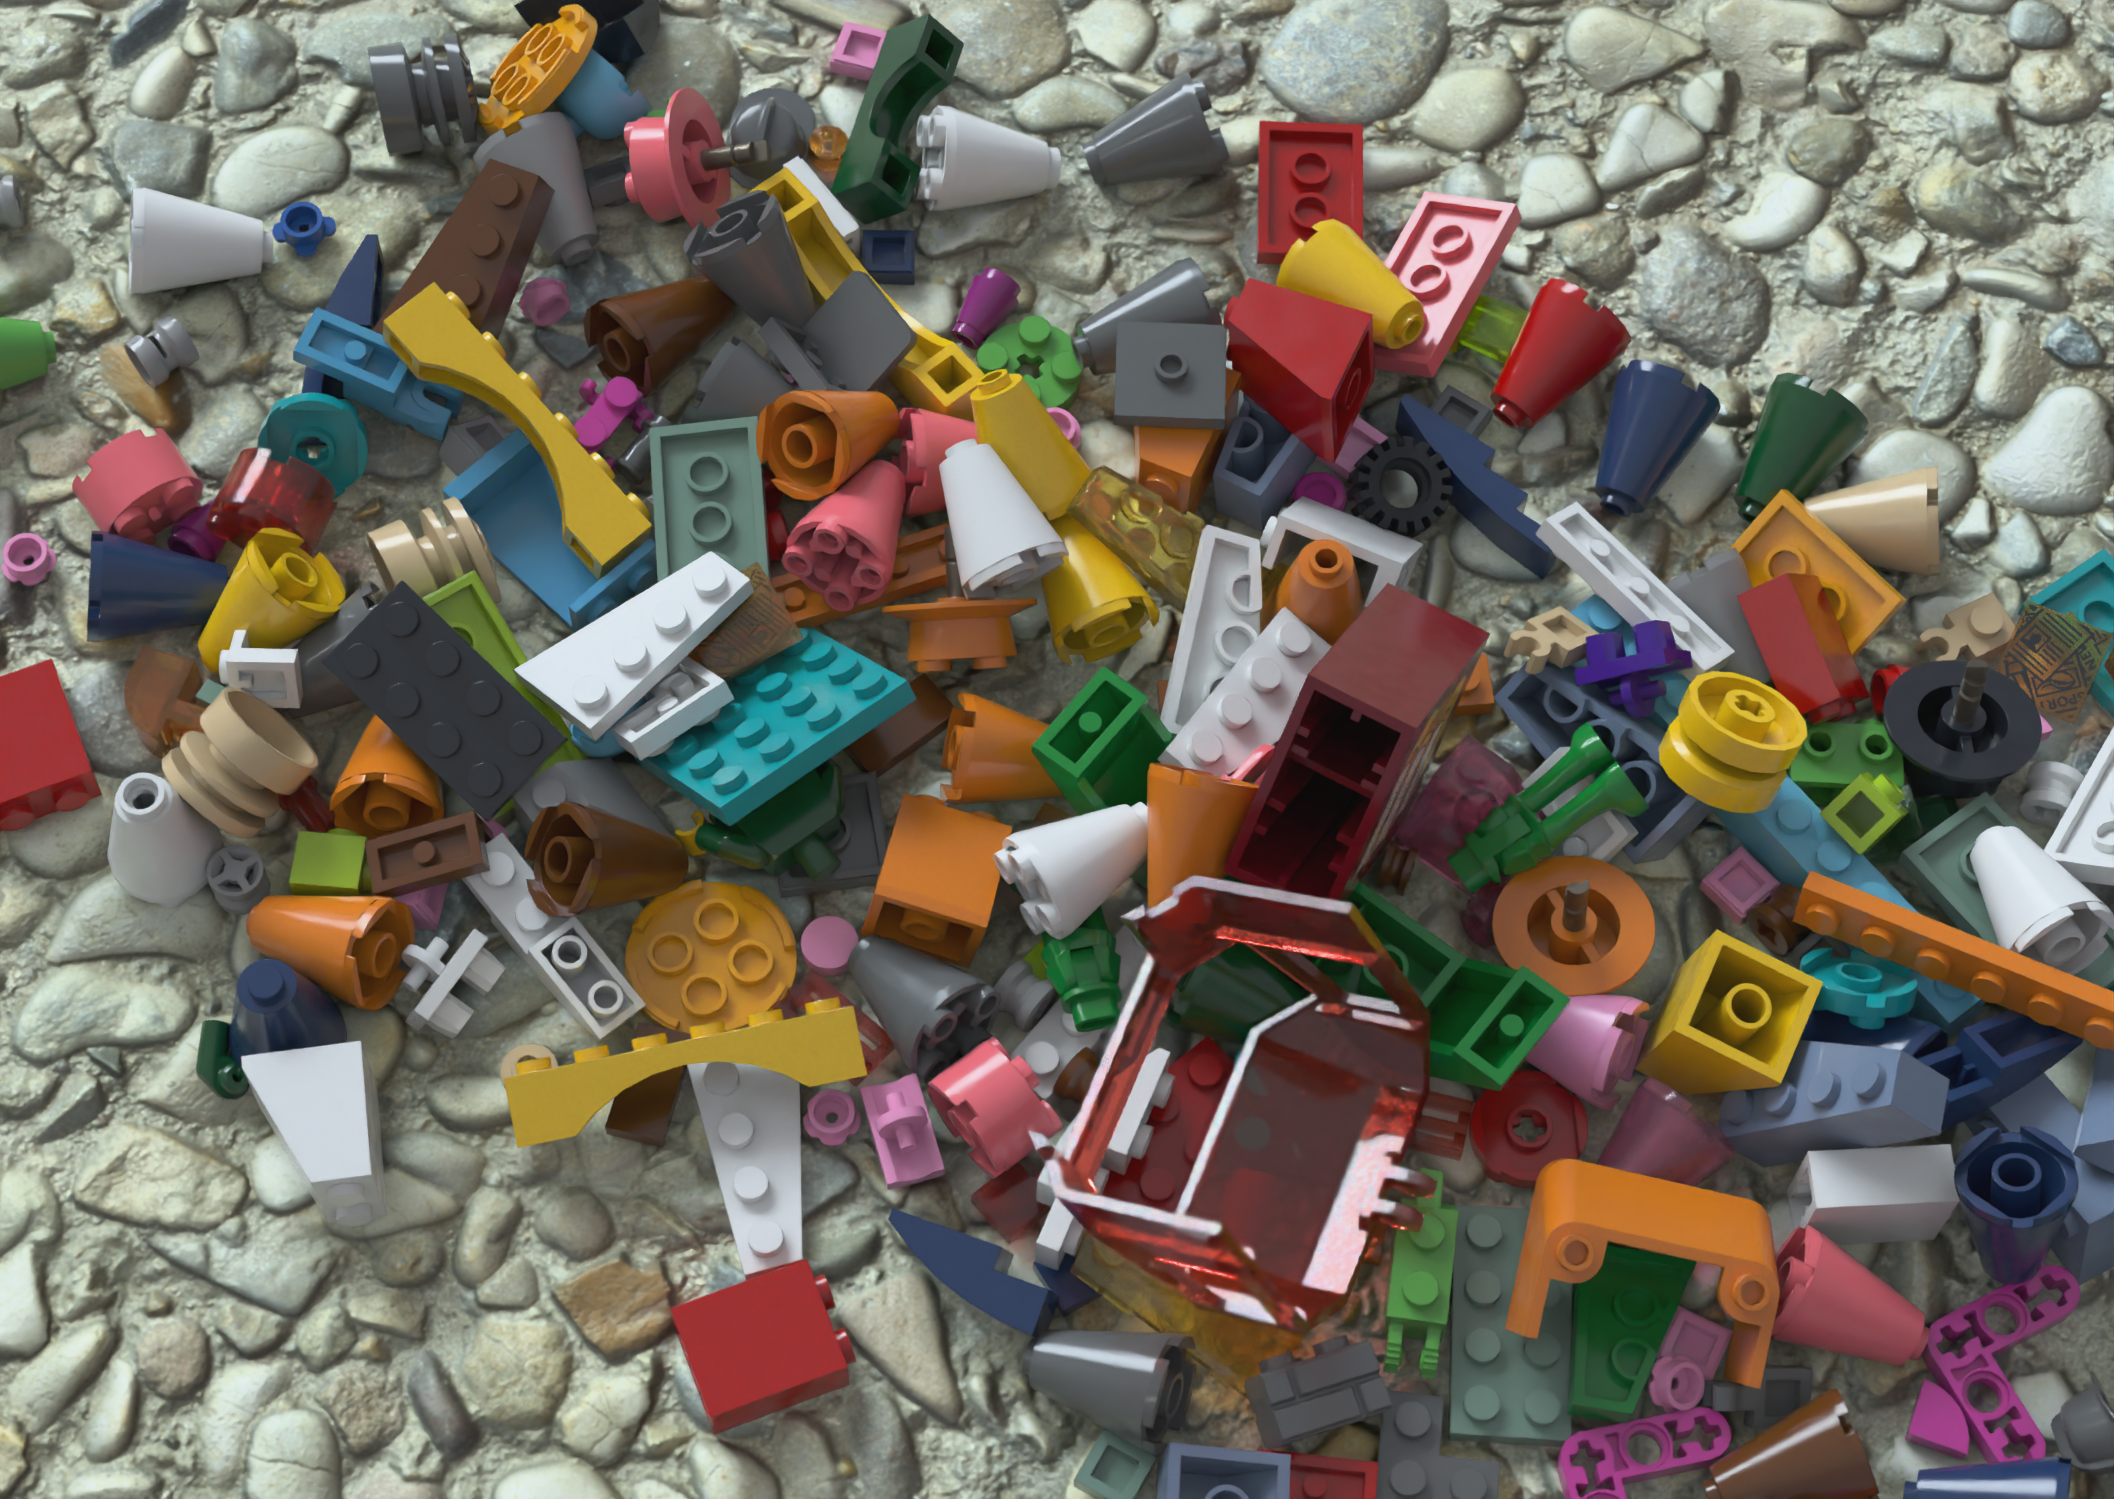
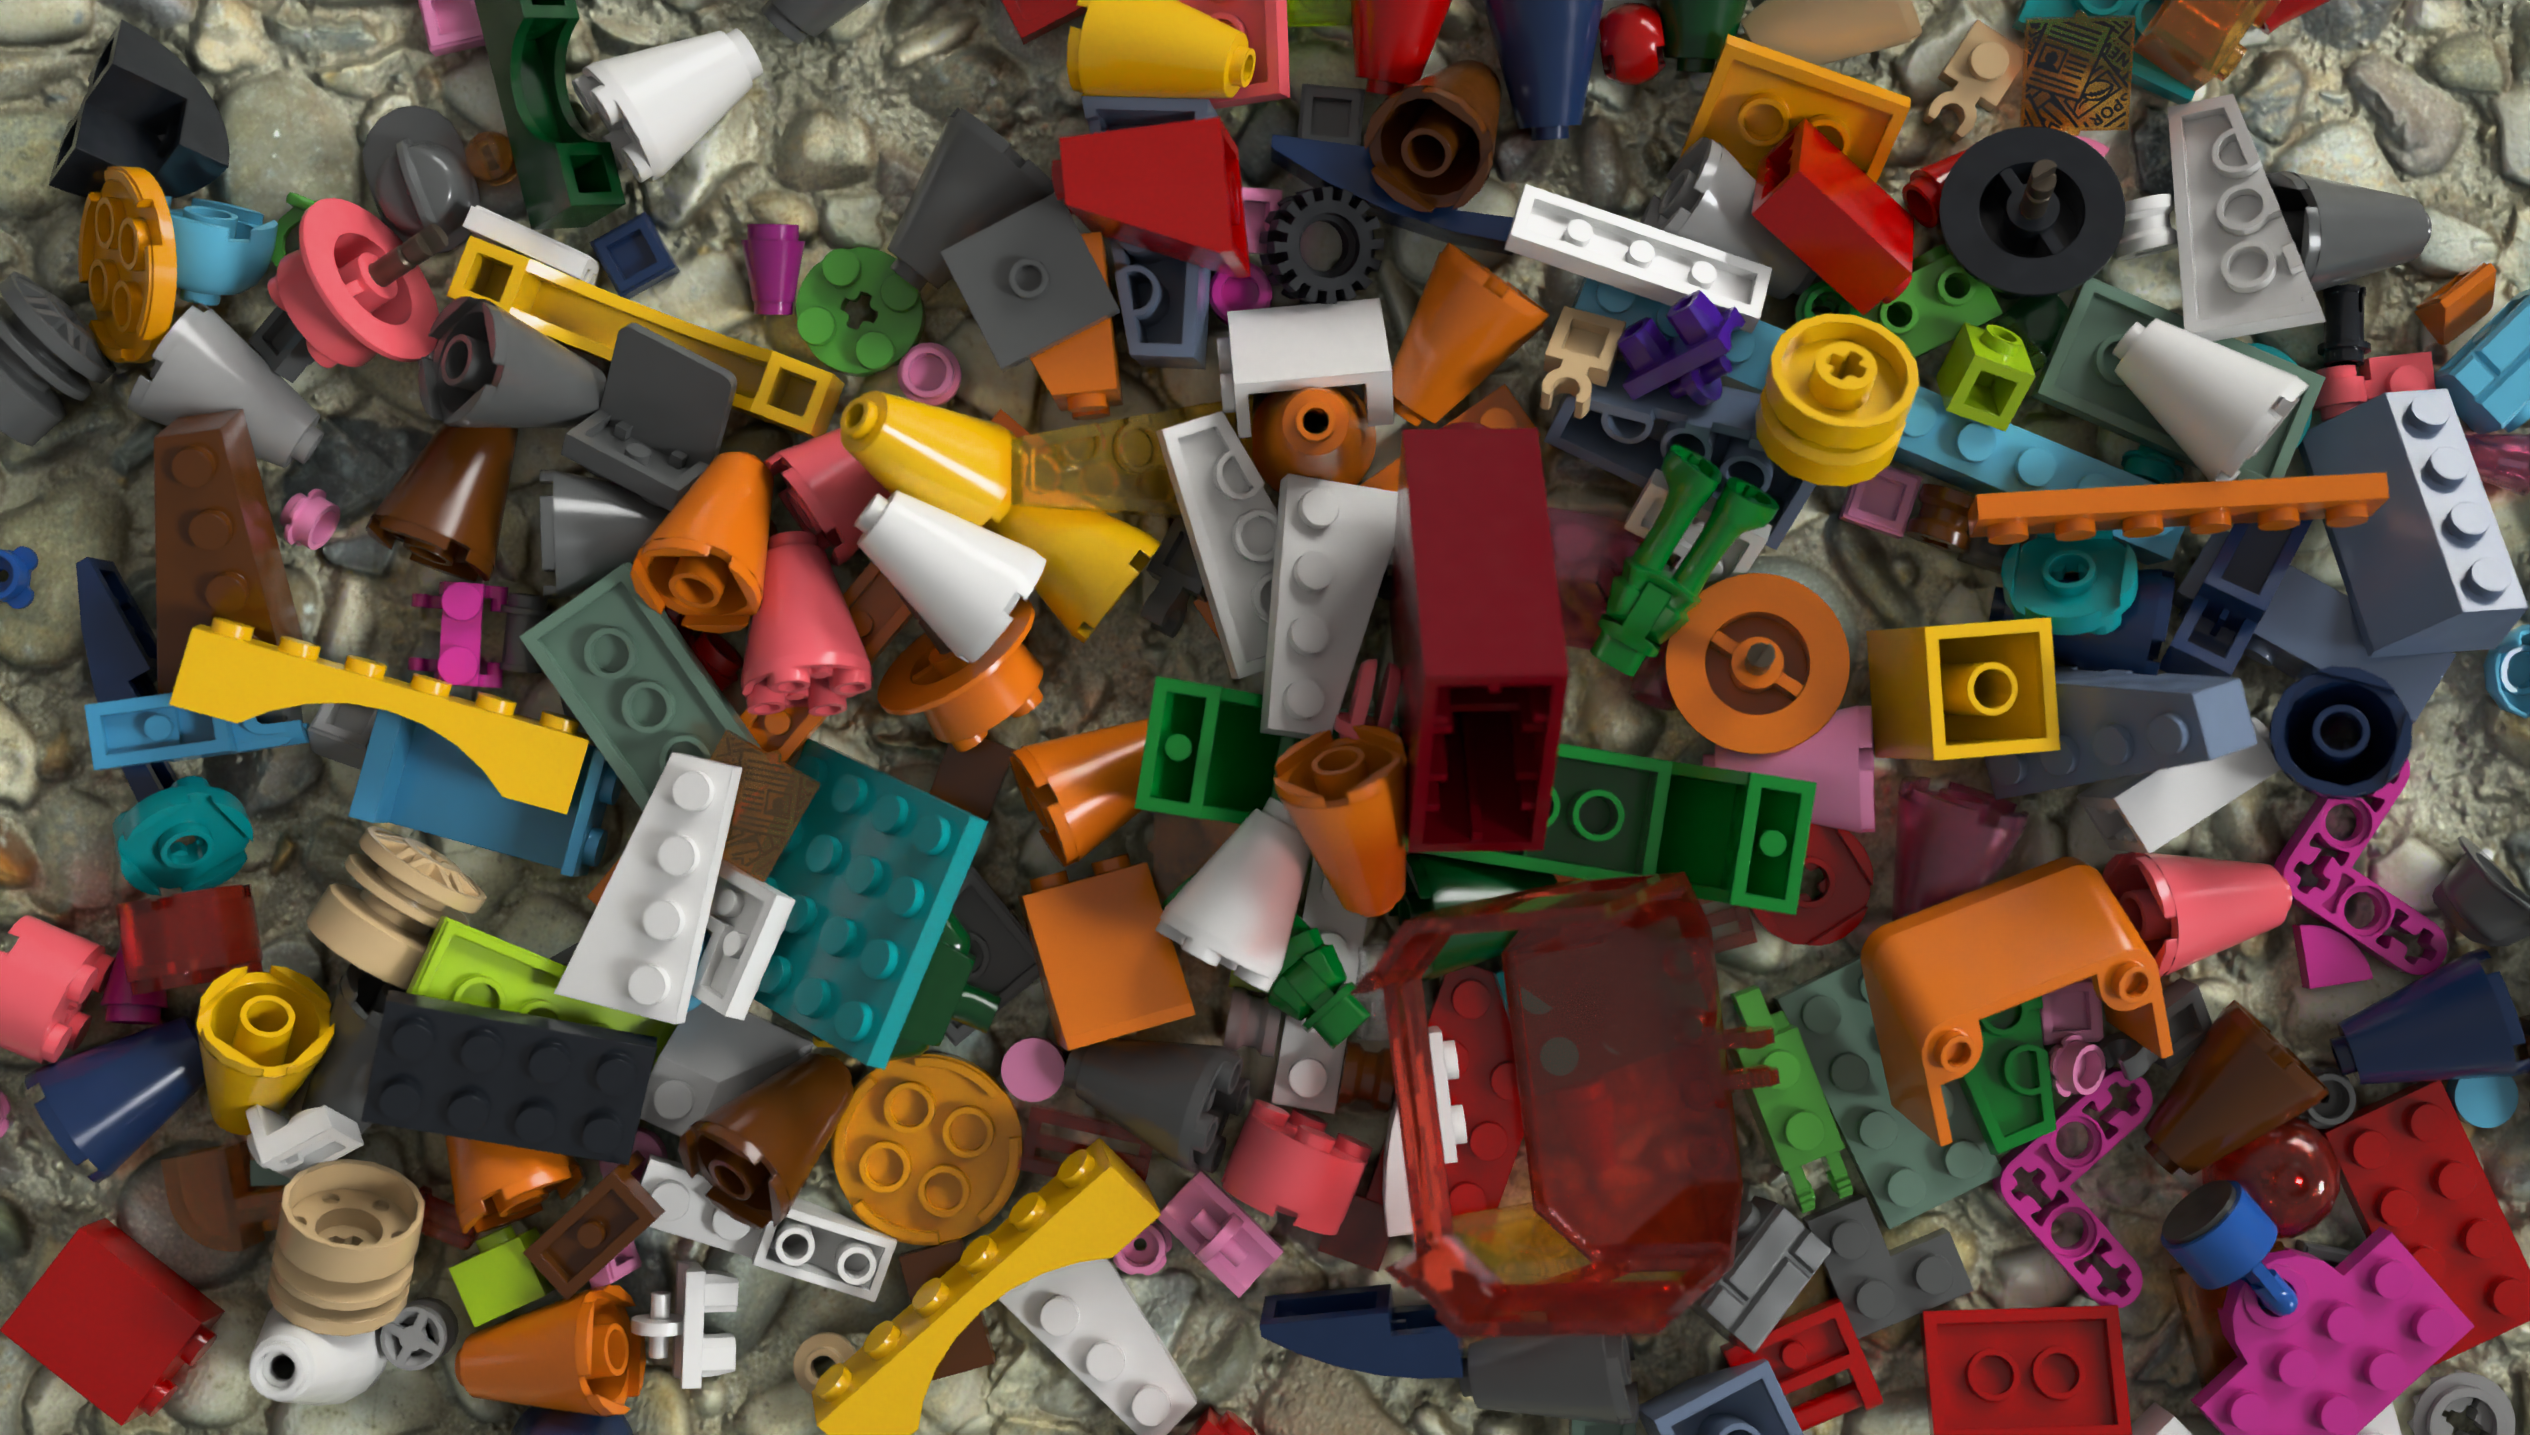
camera: 30 degrees left, 25 degrees up
(1152, 657) = (1178, 579): none -> dark grey plate
(1484, 583) = (1458, 335): none -> orange cone
(1526, 440) = (1437, 137): none -> reddish brown cone
(1712, 476) = (1631, 43): none -> red piece

